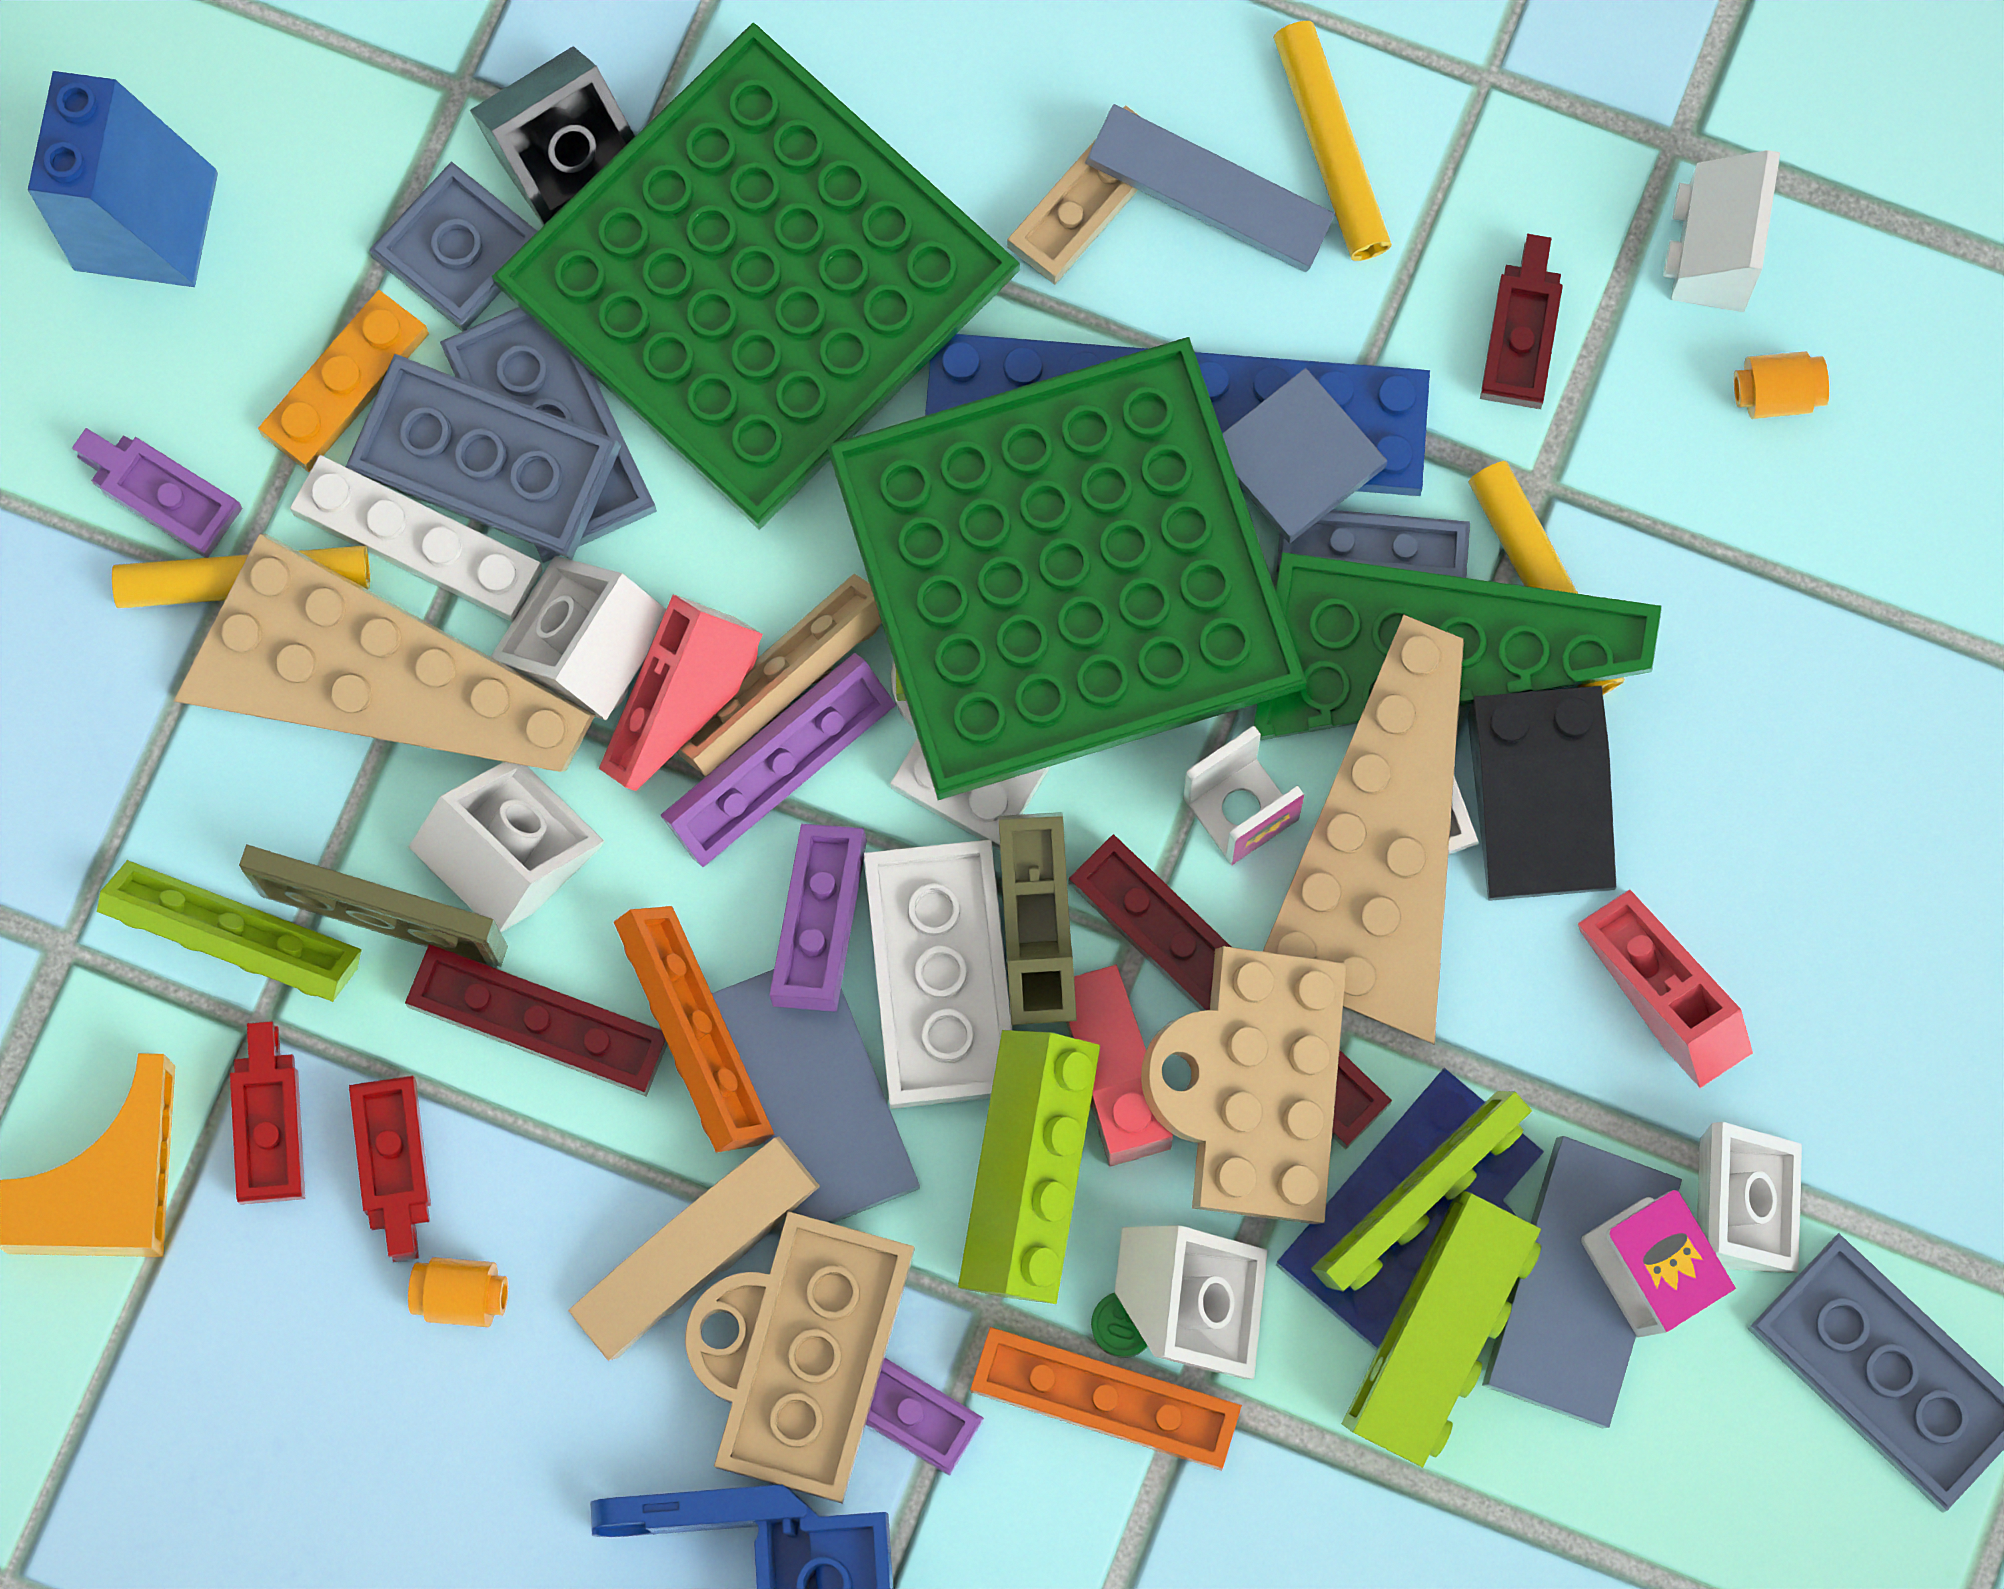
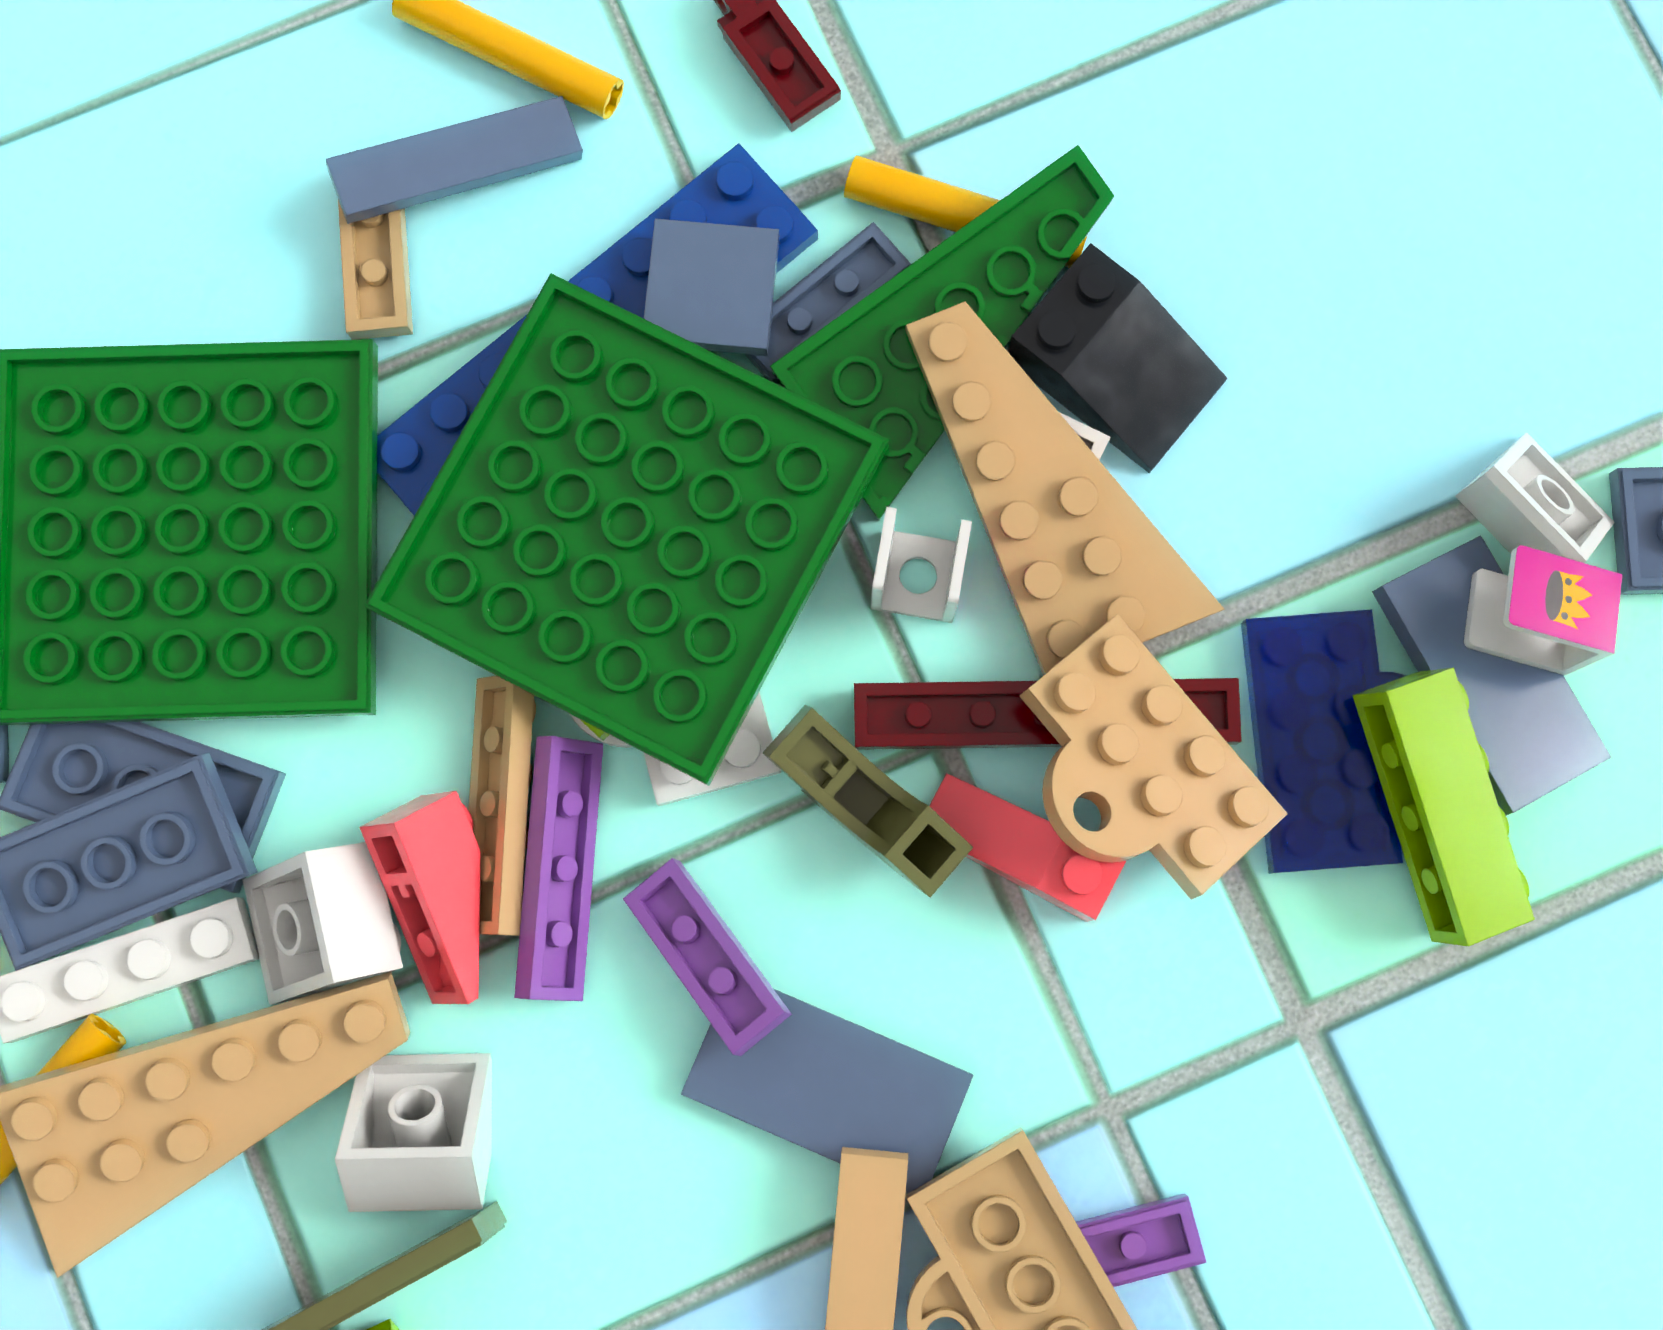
camera: 45 degrees left, 5 degrees up
(537, 1020) = (574, 1239): dark red plate -> none
(693, 1028) = (698, 1131): orange plate -> none
(938, 970) = (833, 906): white plate -> none
(1029, 1166) = (1046, 988): lime brick -> none
(1105, 1398) = (1259, 1094): orange plate -> none
(1115, 1330) = (1211, 1024): green piece -> none
(1193, 1296) = (1246, 961): white slope -> none
(1441, 1174) = (1335, 723): lime plate -> none
(1668, 989) = (1339, 411): coral slope -> none

